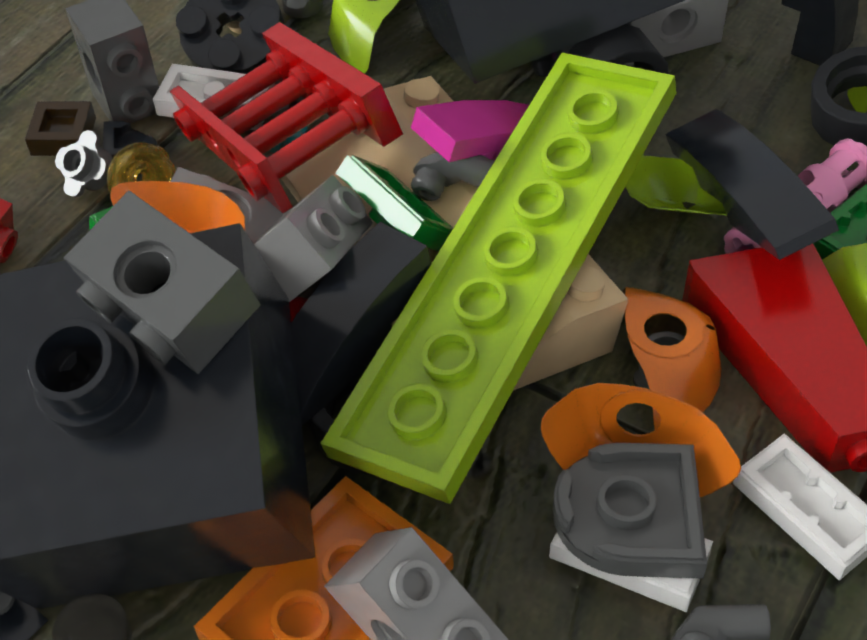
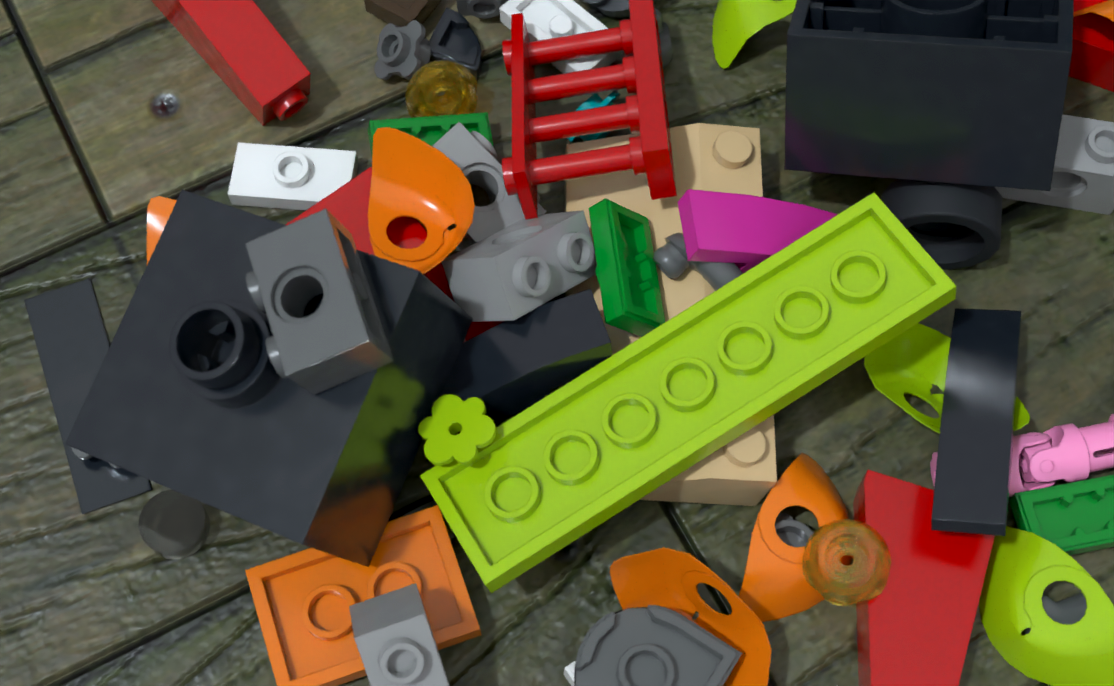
camera: 30 degrees right, 15 degrees up
(333, 384) = (450, 417): none -> lime plant
(724, 343) = (842, 583): none -> clear yellow plate

